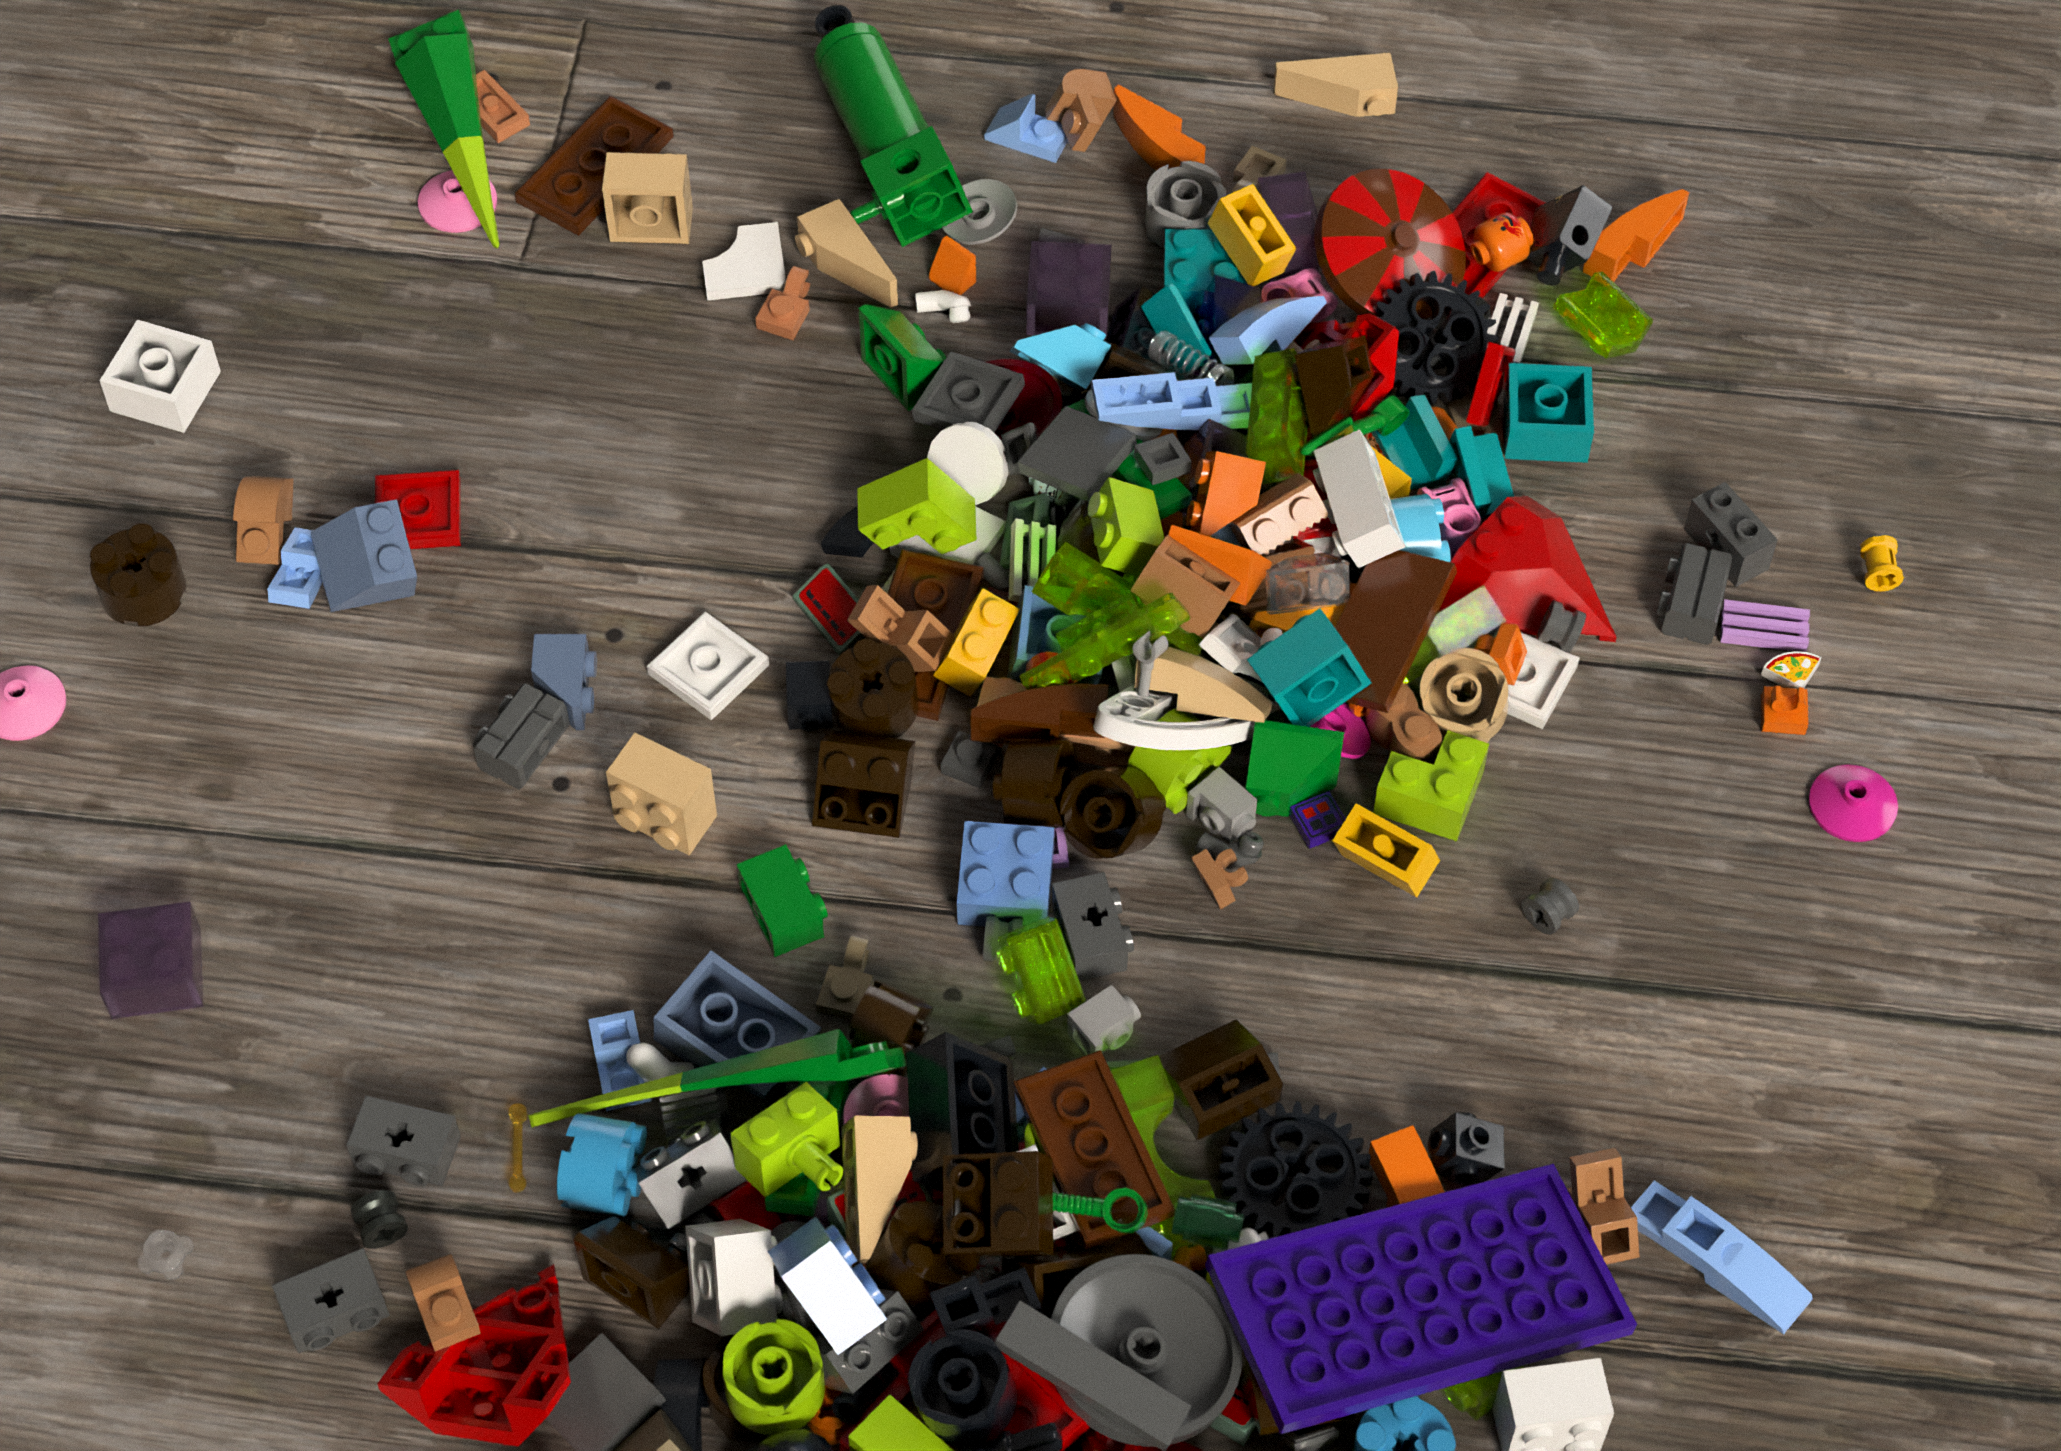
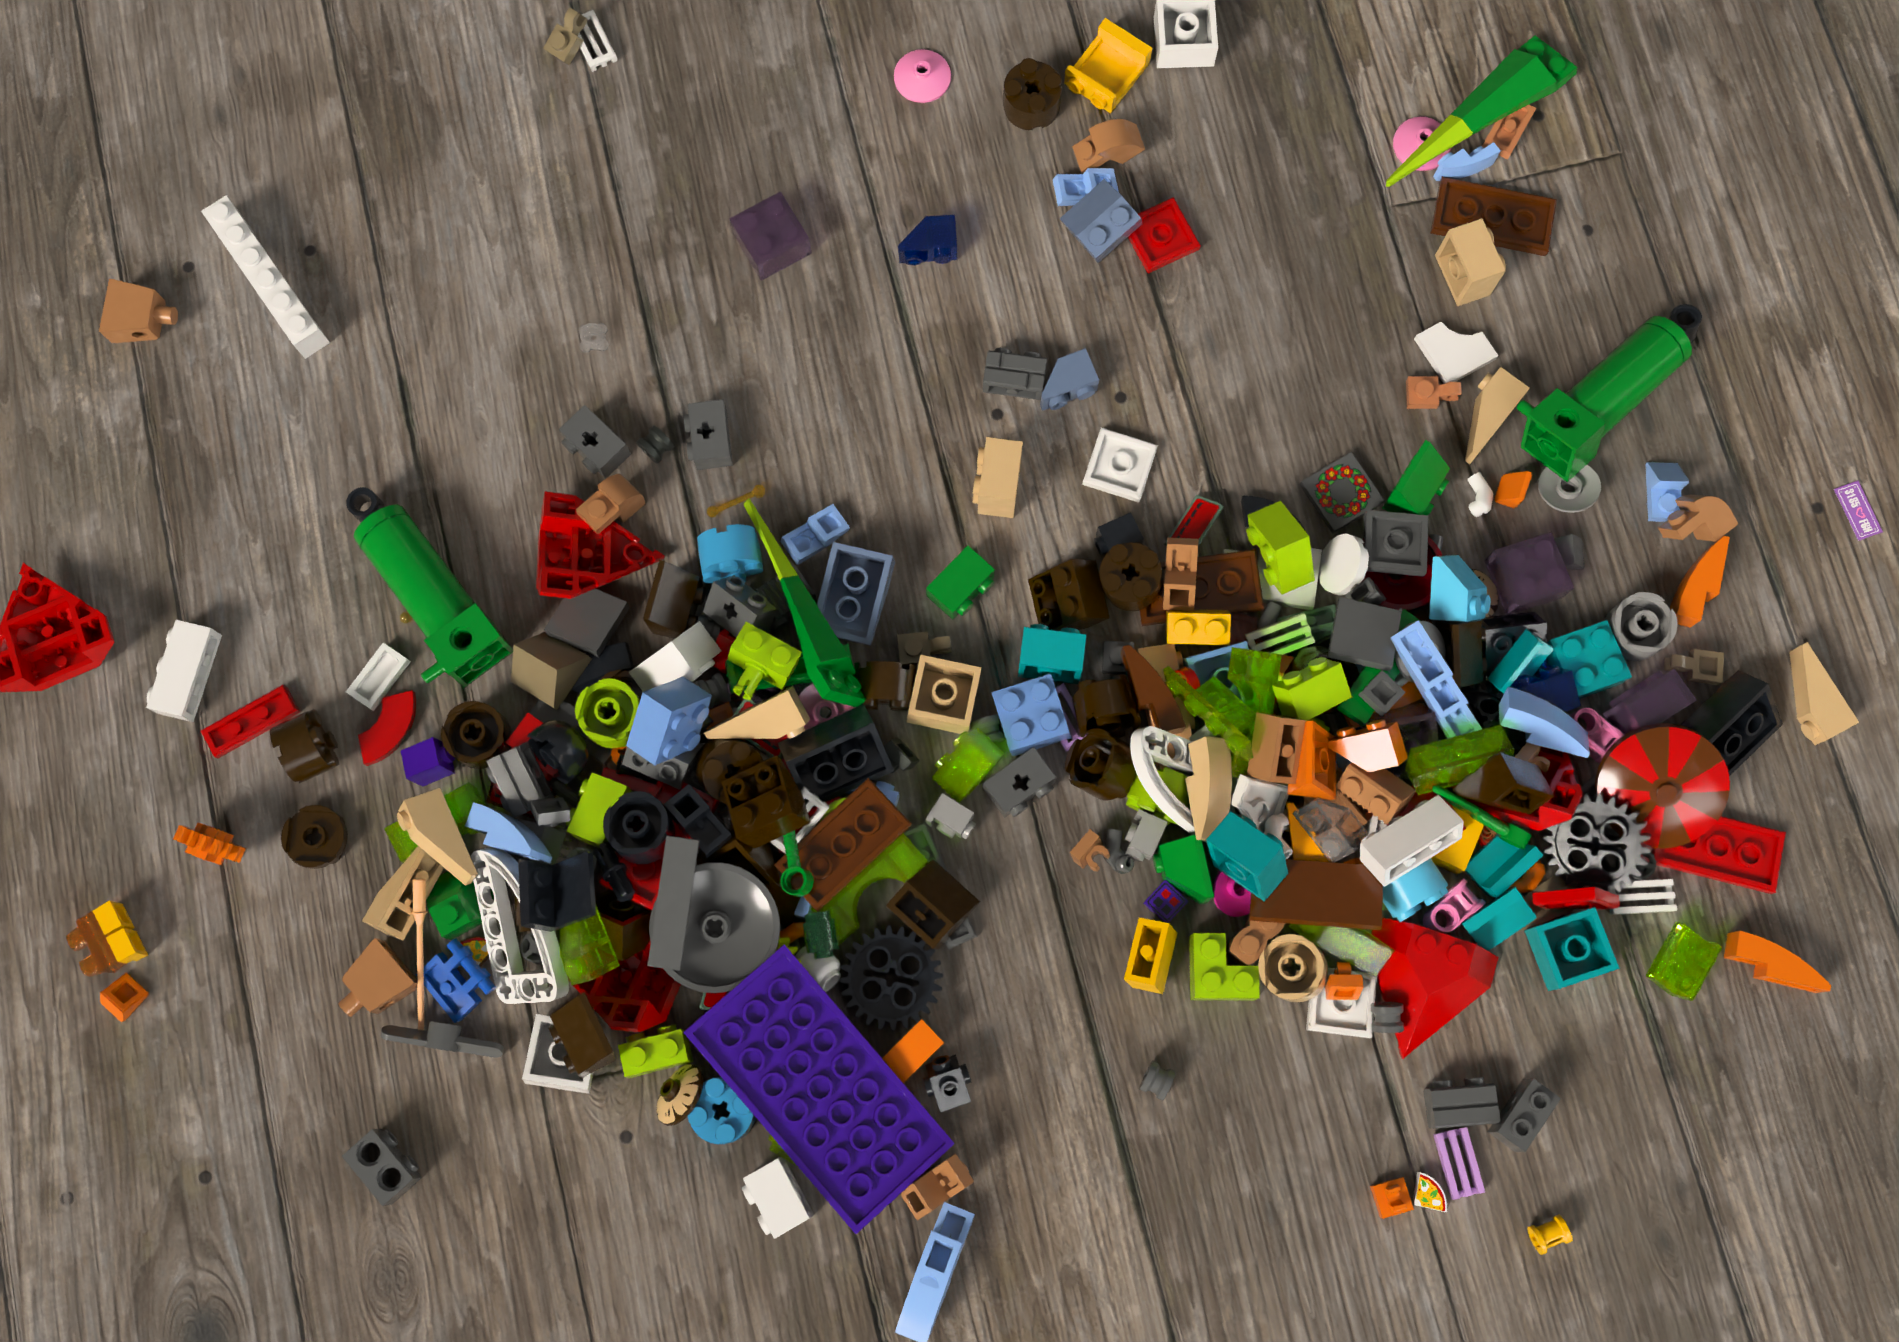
camera: 70 degrees right, 20 degrees up
(148, 478) = (1108, 66): none -> yellow panel
(276, 763) = (930, 241): none -> clear blue slope
(512, 162) = (1464, 164): none -> light blue slope
(652, 1064) = (812, 558): white arm -> none
(868, 441) = (1341, 492): none -> tile
(932, 817) = (1052, 653): none -> teal brick
(935, 962) = (943, 694): none -> tan brick
(1147, 655) = (1206, 743): light grey hand -> none
(1157, 345) = (1484, 706): clear piece -> none
(1251, 235) = (1615, 683): yellow brick -> none
(1326, 152) = (1737, 718): none -> black slope
(1502, 242) = (1712, 865): orange head -> none
(1566, 232) = (1743, 909): torso -> none
(1848, 816) = (1319, 1266): dark pink dish -> none

